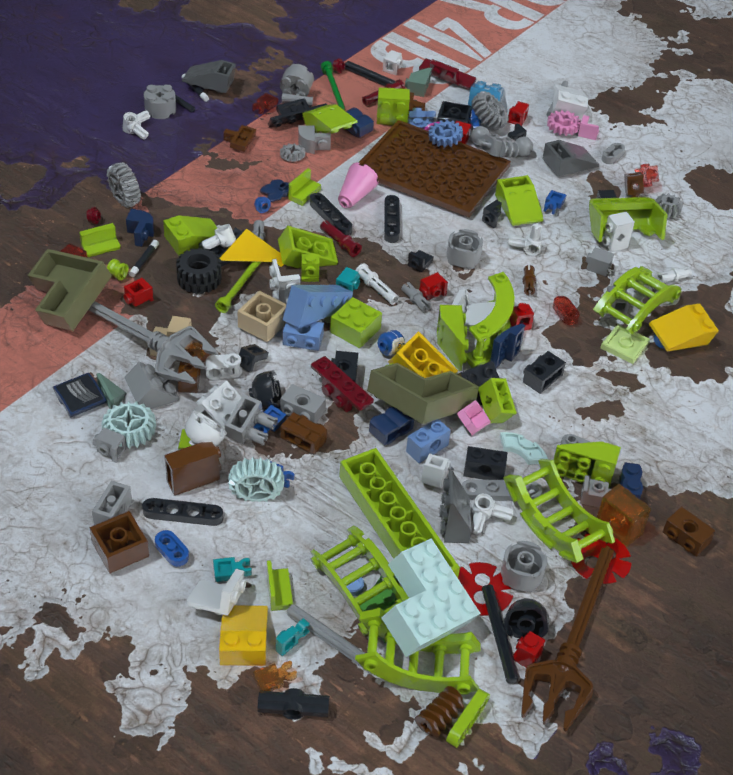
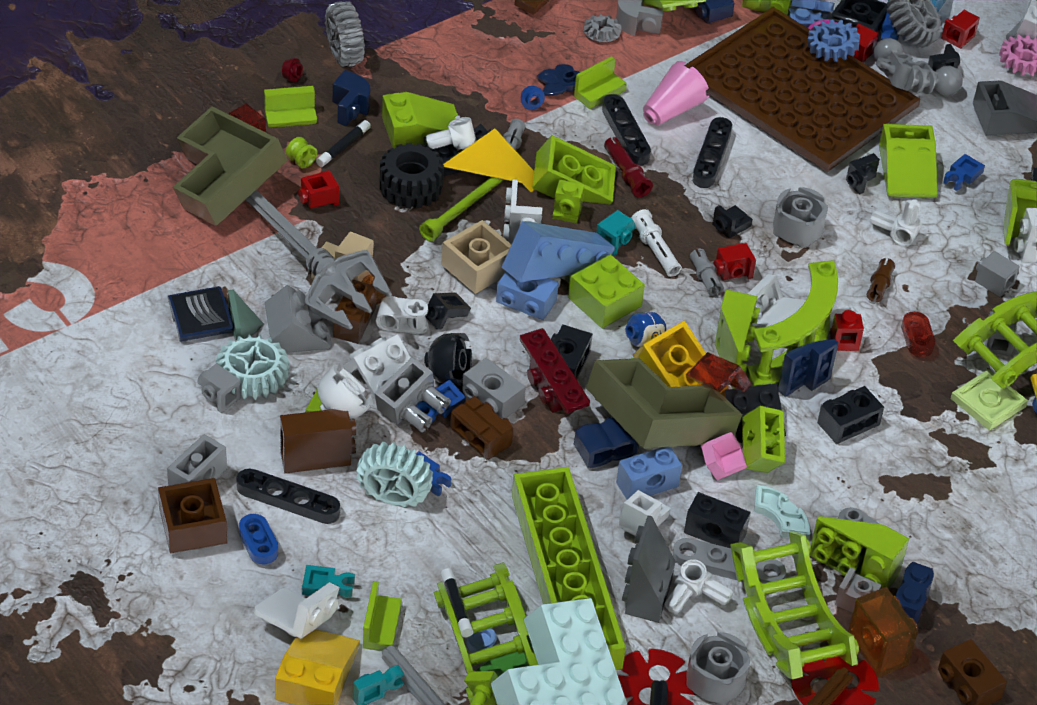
camera: 15 degrees right, 0 degrees up
(330, 558) = (457, 602): none -> black bar
(453, 362) = (718, 373): none -> clear red panel

